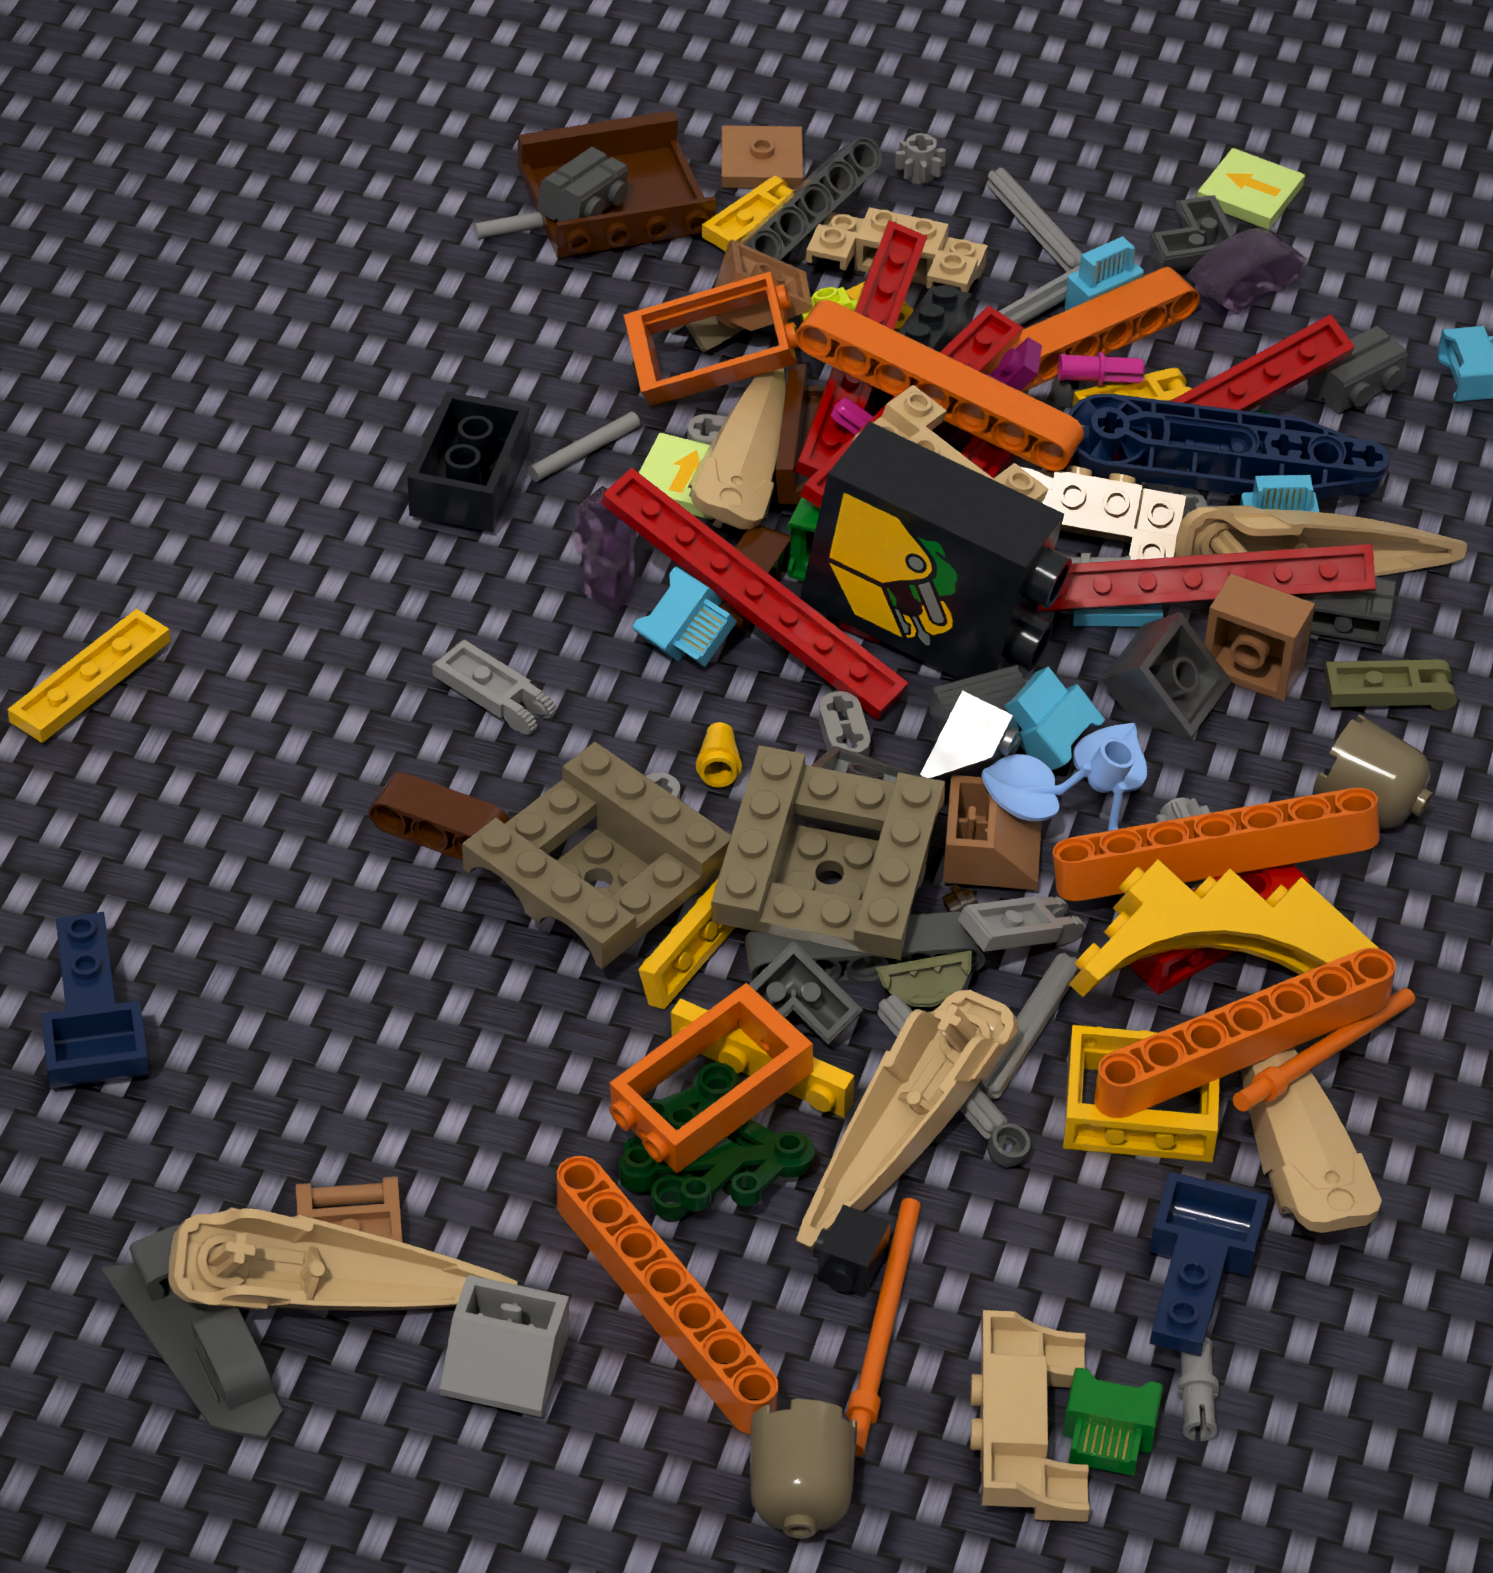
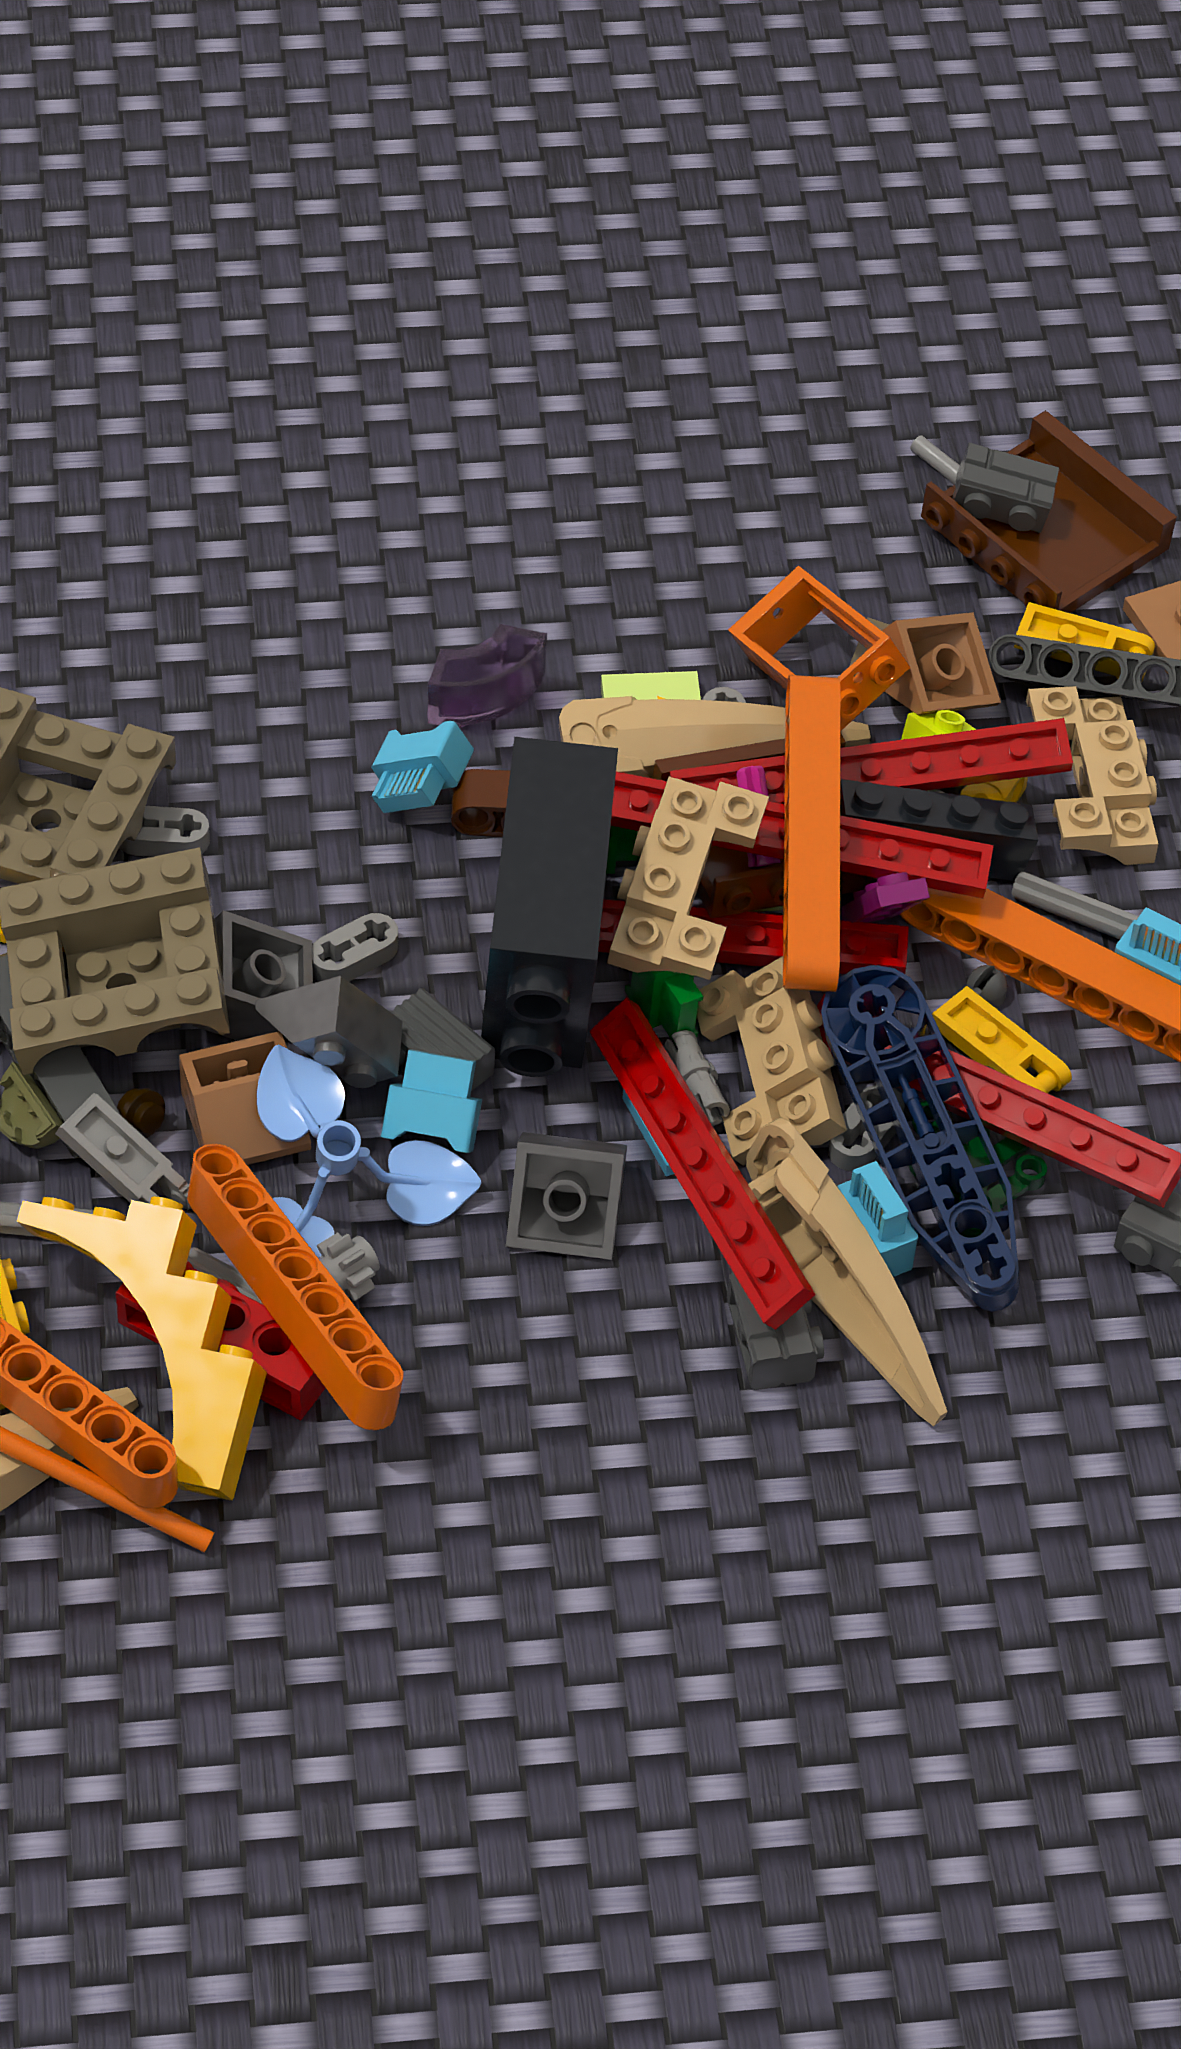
camera: 65 degrees right, 5 degrees up
(89, 675) = (126, 381): yellow plate -> none
(430, 814) = (66, 669): reddish brown beam -> none
(469, 461) = (549, 536): black brick -> none
(493, 686) = (265, 660): light grey hinge -> none
(583, 446) = (649, 624): light grey bar -> none
(719, 756) = (257, 859): yellow cone -> none
(754, 593) = (464, 802): red plate -> none
(1100, 369) = (1002, 991): dark pink axle -> none
(1259, 635) = (654, 1246): medium nougat brick -> none
(1382, 763) = (496, 1409): dark tan cylinder -> none
(1390, 683) = (676, 1401): olive plate -> none

